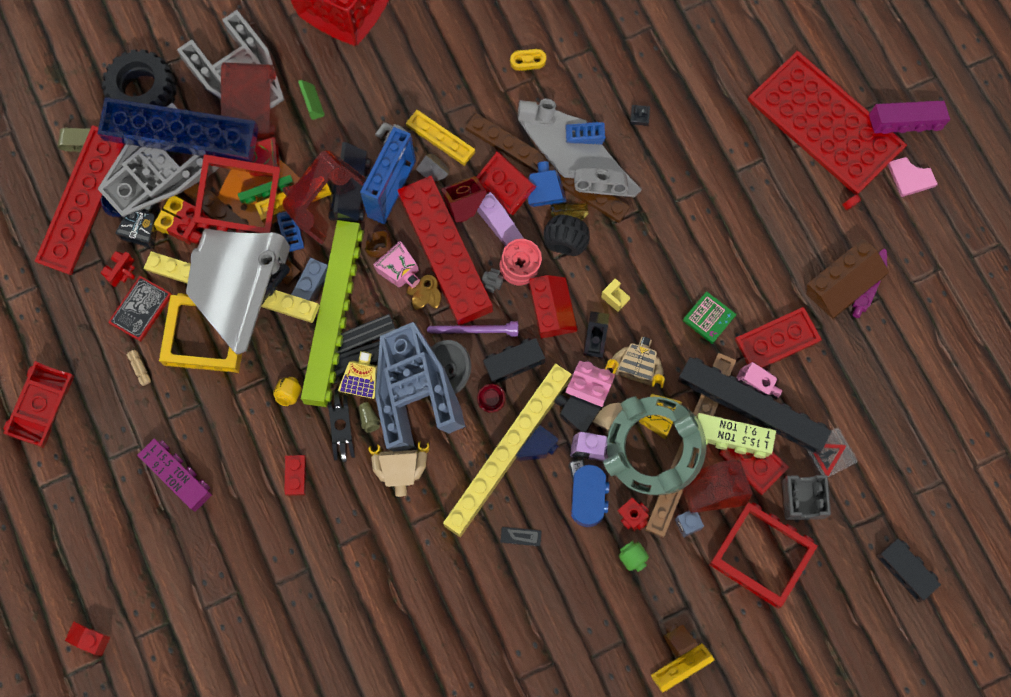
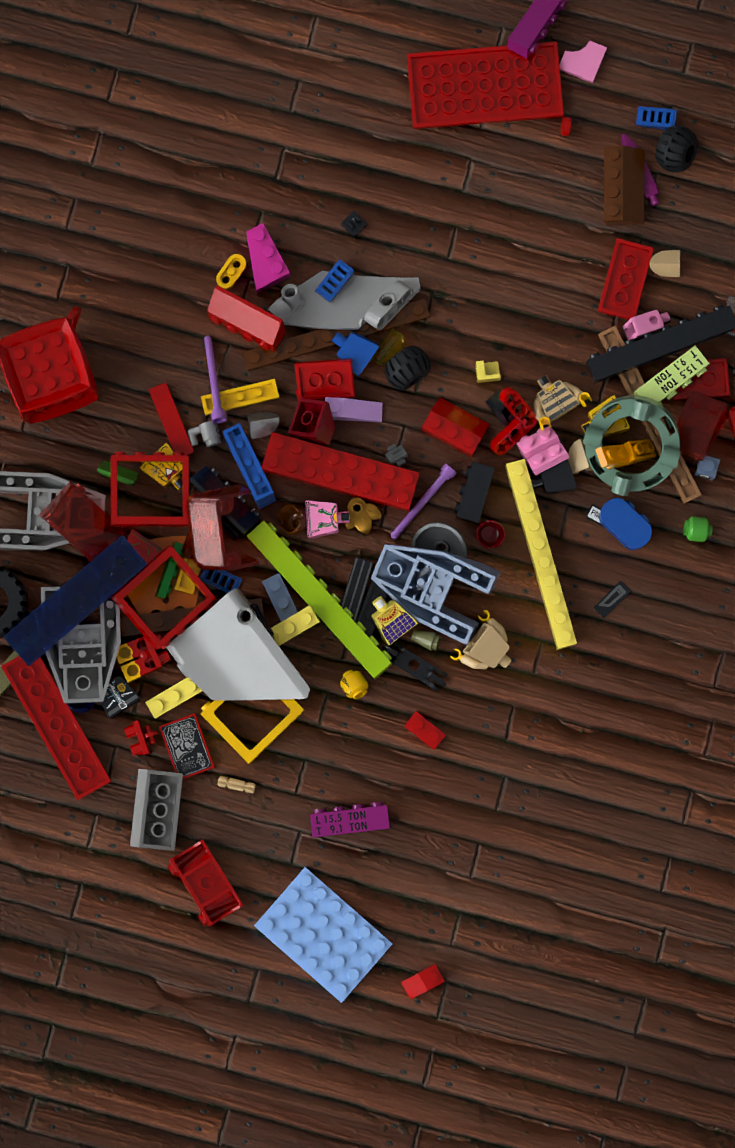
camera: 50 degrees left, 10 degrees up
(67, 529) = (323, 934): none -> light blue plate
(70, 323) = (156, 809): none -> light grey slope
(336, 146) = (136, 521): none -> red window
(342, 126) = (164, 472): none -> yellow torso
(381, 106) = (170, 419): none -> red tile
(414, 127) = (218, 414): none -> medium lavender piece
(500, 92) = (246, 319): none -> slope
(525, 253) = (412, 420): coral wheel -> none
(538, 445) = (556, 528): clear blue slope -> none
(557, 73) = (265, 259): none -> dark pink wedge
(589, 446) = (589, 492): lavender torso -> none
(596, 348) = (519, 423): none -> red beam
(631, 508) = (661, 498): red brick -> none
(641, 447) = (626, 453): none -> light orange slope
(709, 317) = (564, 315): green tile -> none
(818, 360) = (666, 263): none -> tan brick
(912, 295) = (676, 149): none -> black wheel
(919, 271) = (657, 111): none -> blue slope

